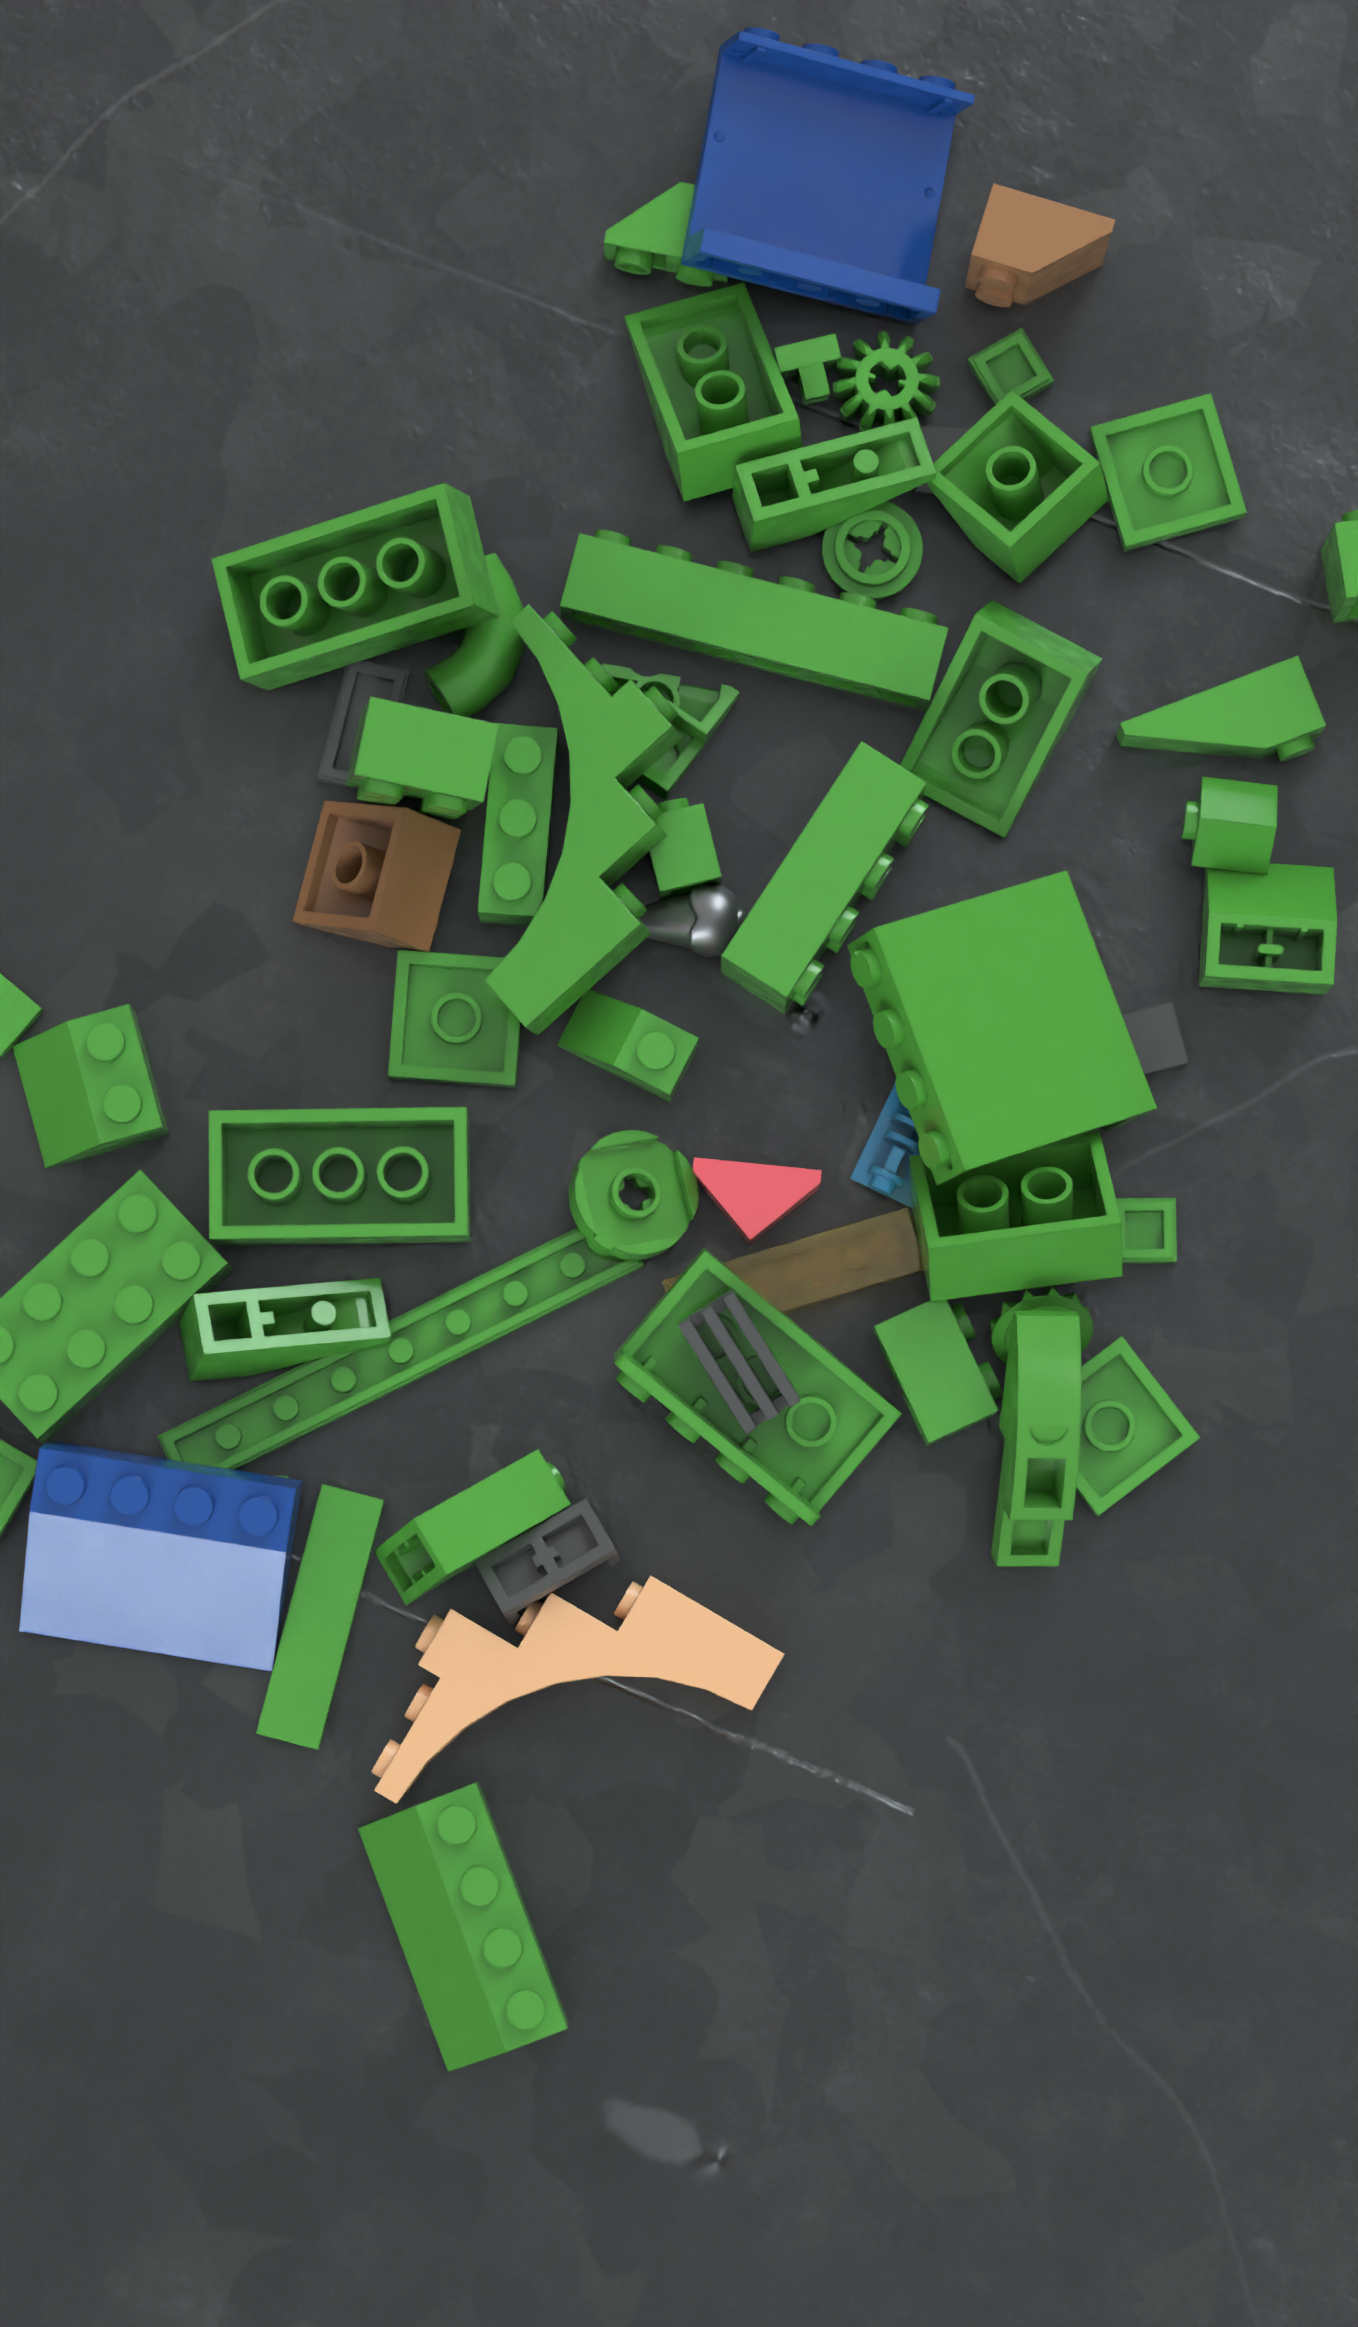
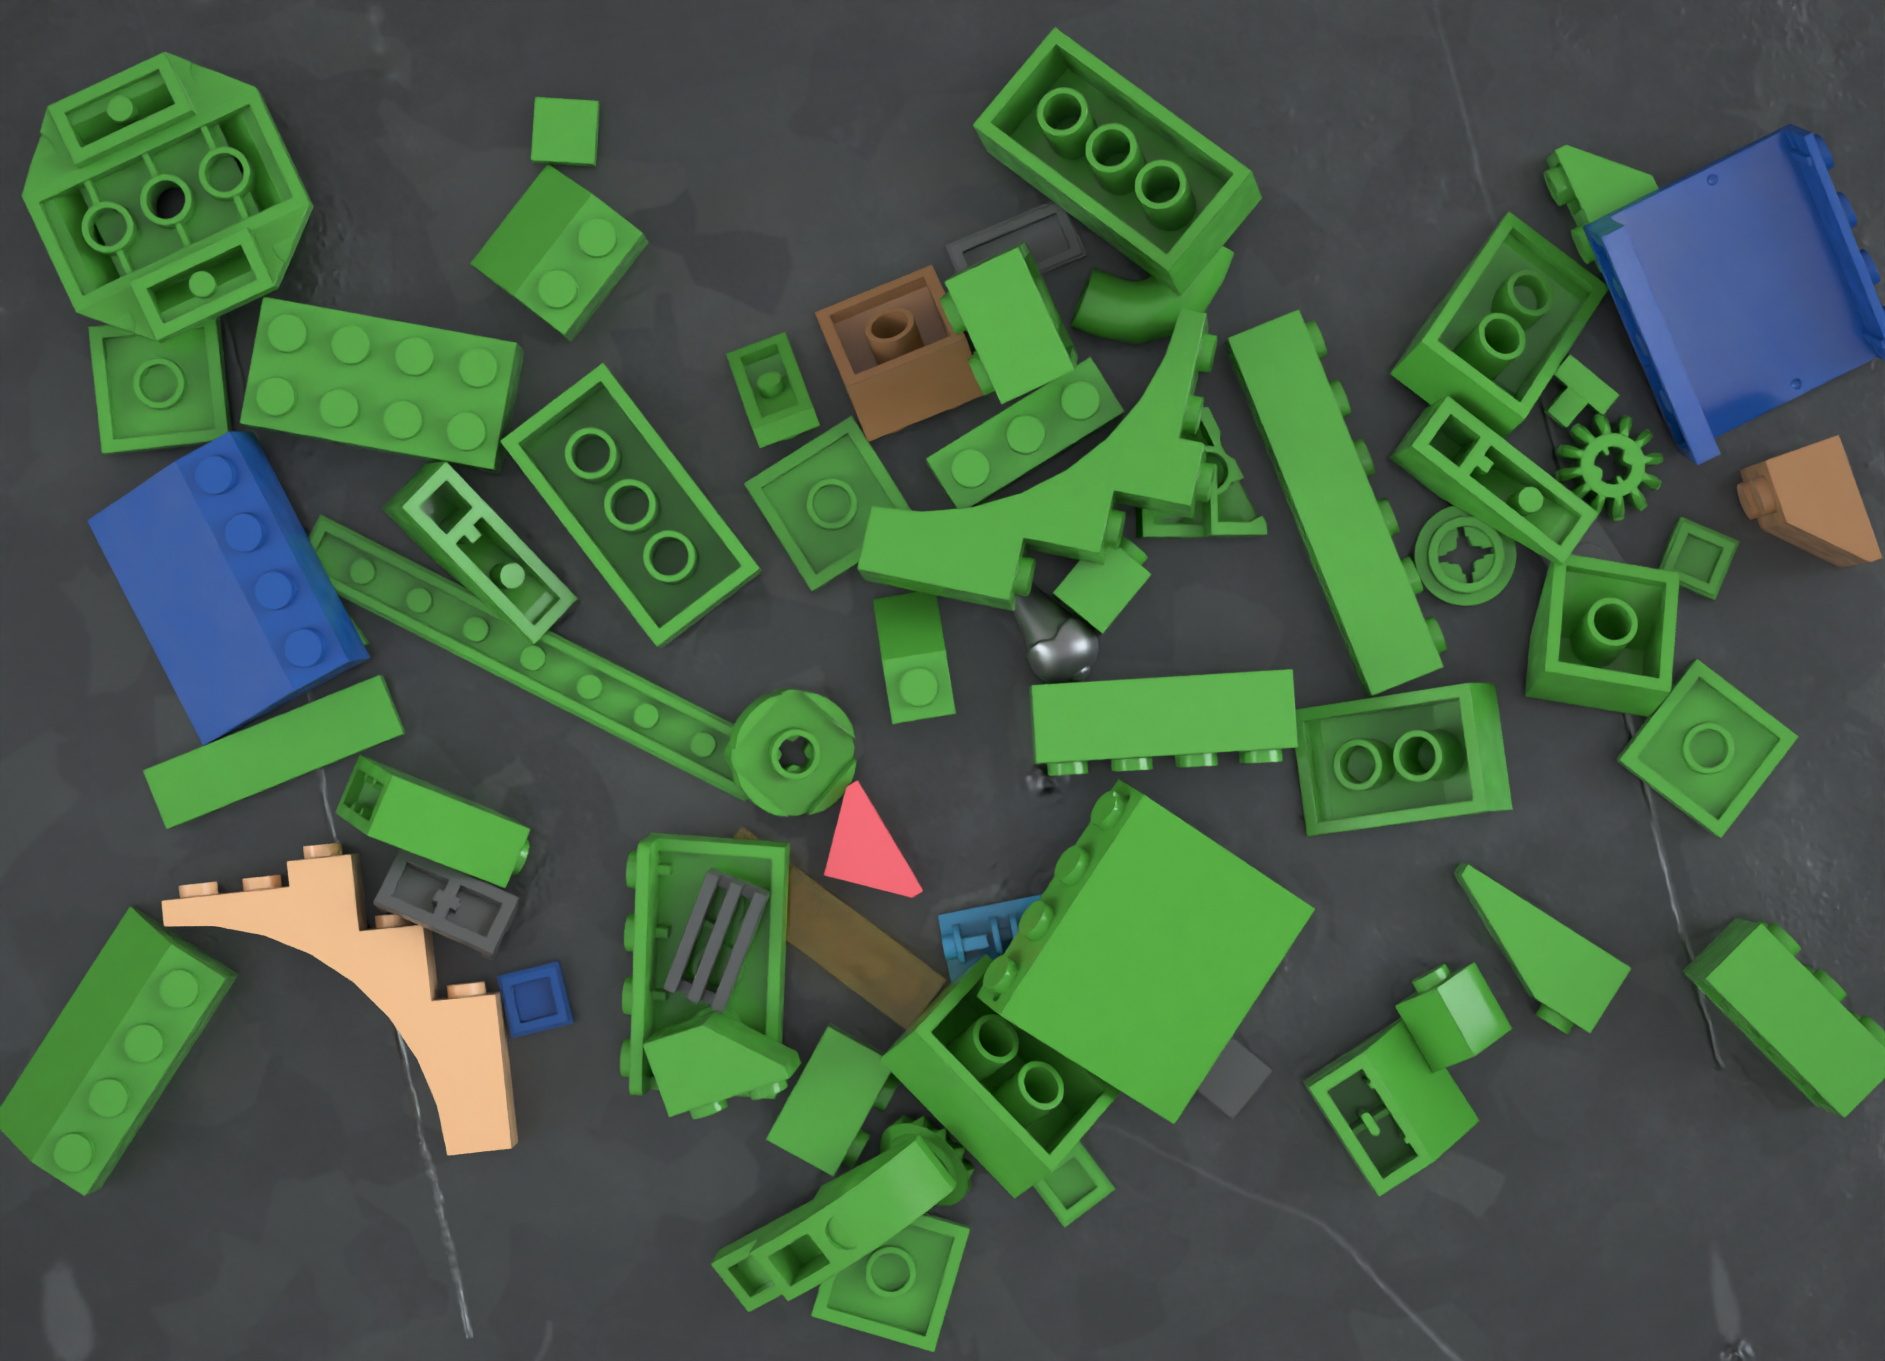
camera: 55 degrees right, 5 degrees up
(331, 998) = (772, 390): none -> bright green slope
(678, 1553) = (535, 999): none -> blue tile
(834, 1434) = (713, 1060): none -> bright green slope

